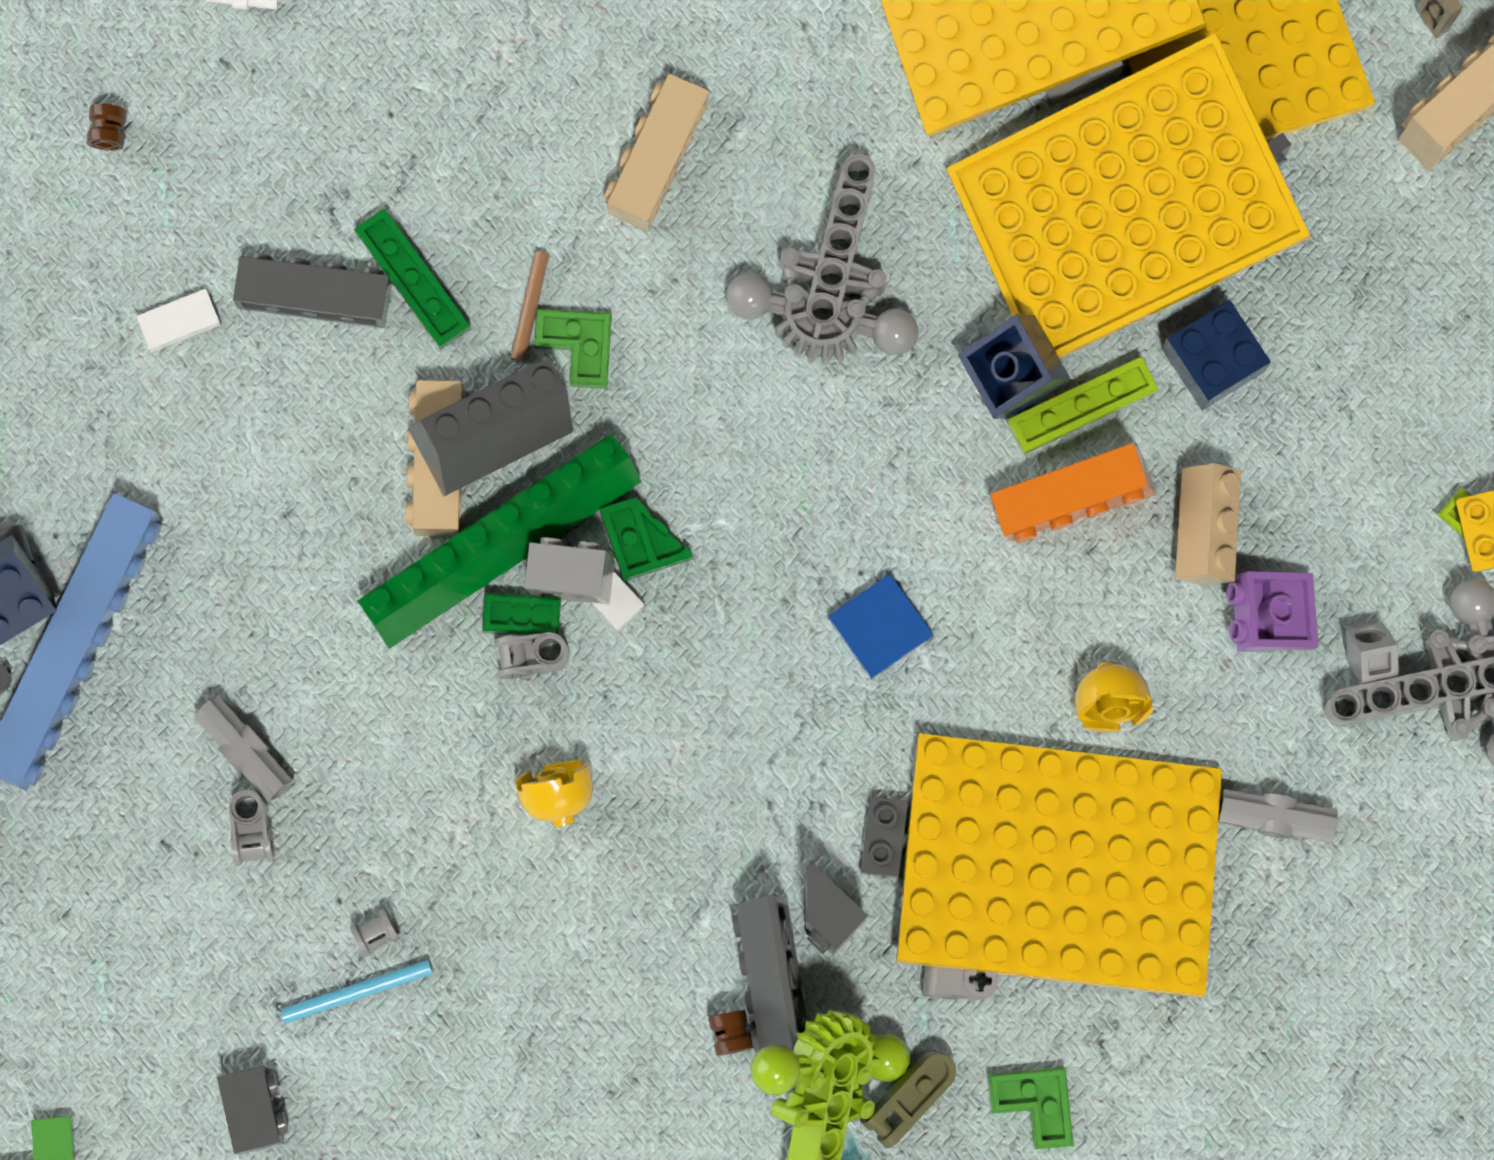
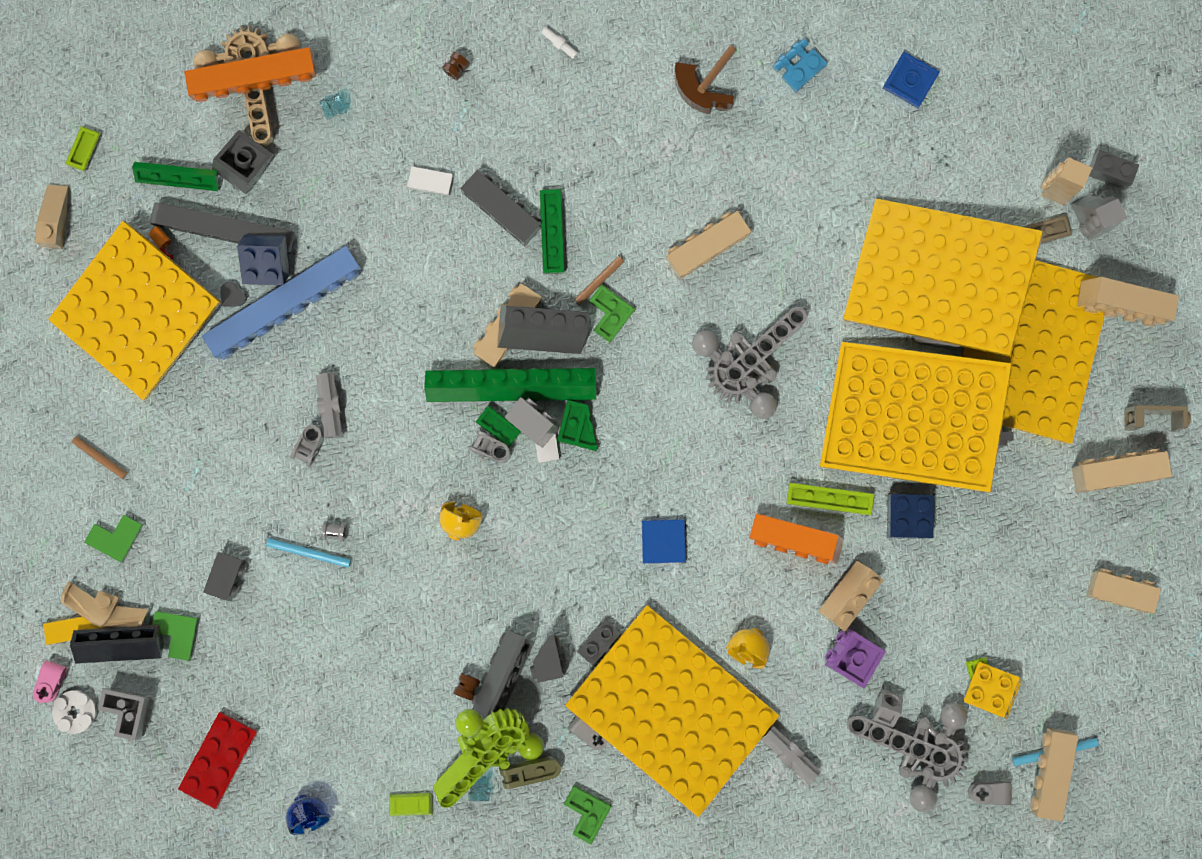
camera: 40 degrees right, 5 degrees up
(1014, 366) = (808, 460): brick -> none

